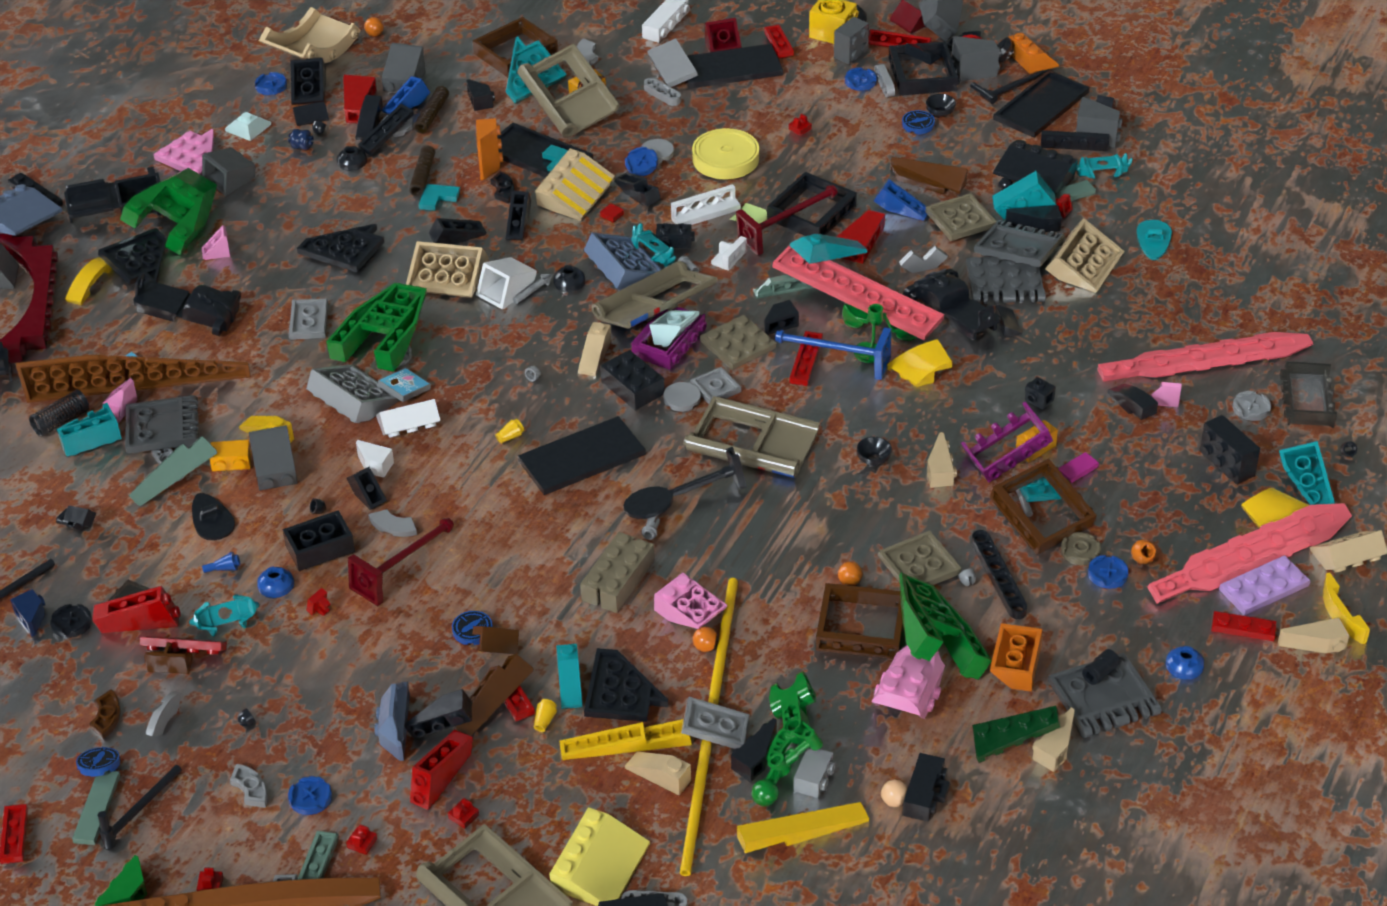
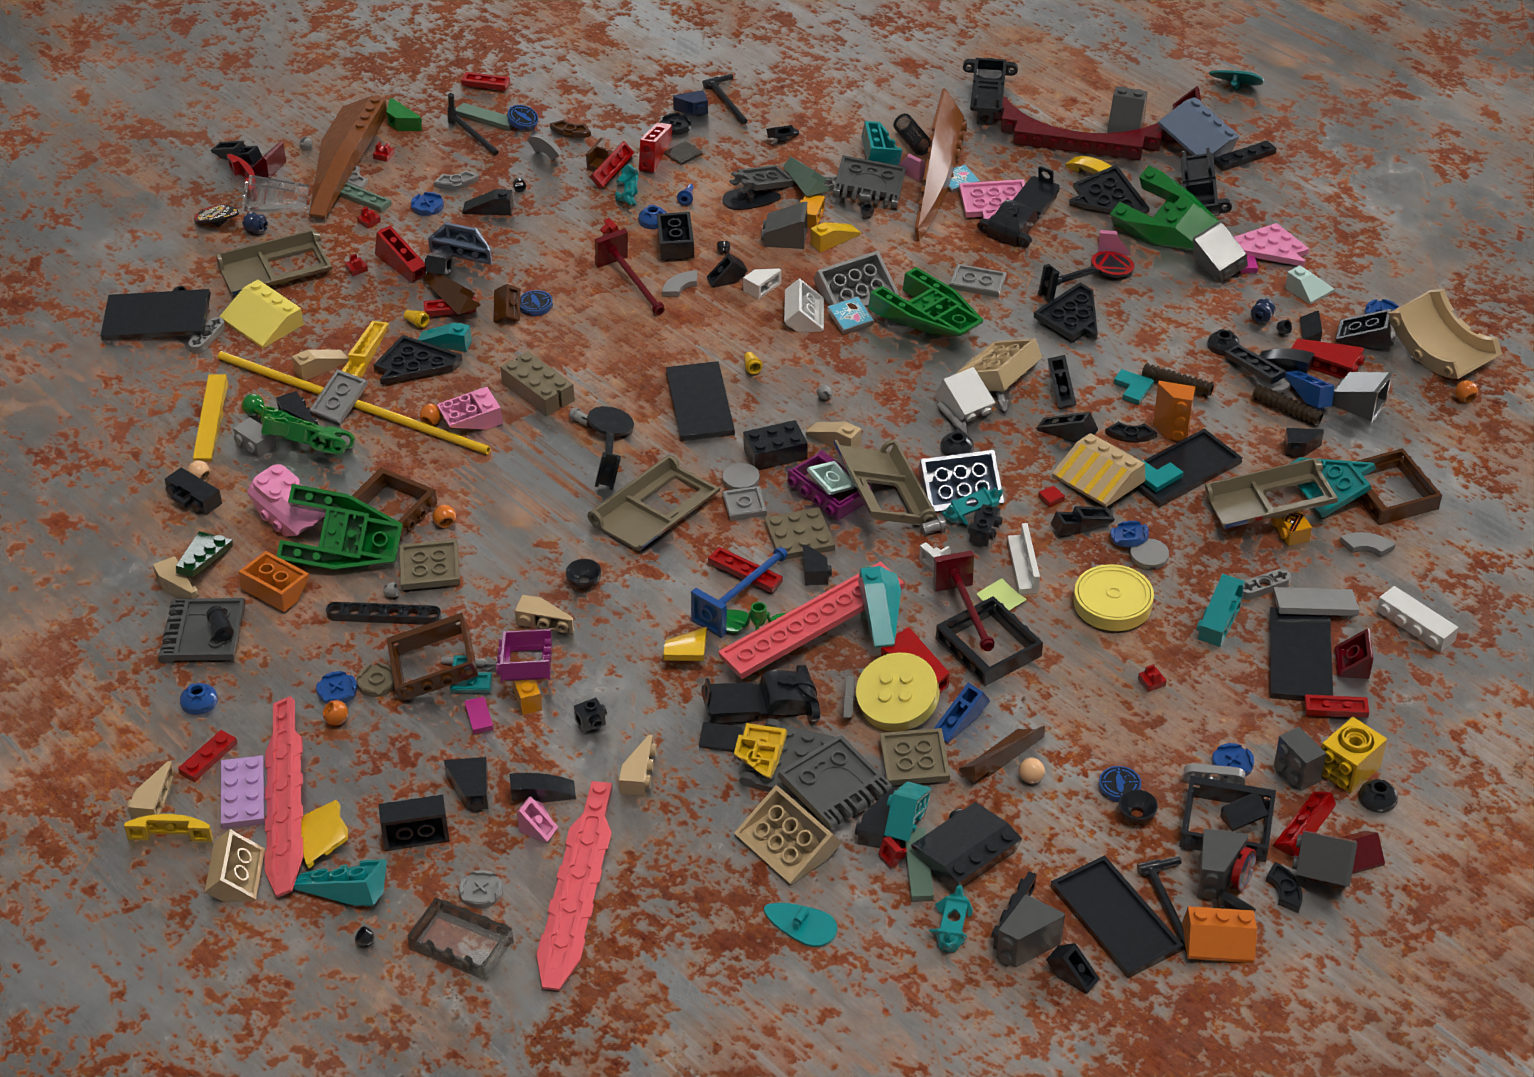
camera: 110 degrees right, 0 degrees up
(165, 336) = (985, 198): none -> bright pink wing
(181, 505) = (761, 178): none -> dark grey tile
(213, 415) = (867, 209): none -> black hinge
(262, 237) = (1103, 262): none -> black piece
(298, 728) = (491, 203): none -> black slope
(714, 99) = (1221, 610): none -> teal wedge
(903, 228) = (897, 692): none -> light yellow brick
(937, 156) = (1031, 770): none -> light nougat piece
(1013, 286) = (761, 747): none -> yellow slope
(1076, 352) = (635, 770): none -> tan slope
(1155, 441) = (469, 781): none -> black slope

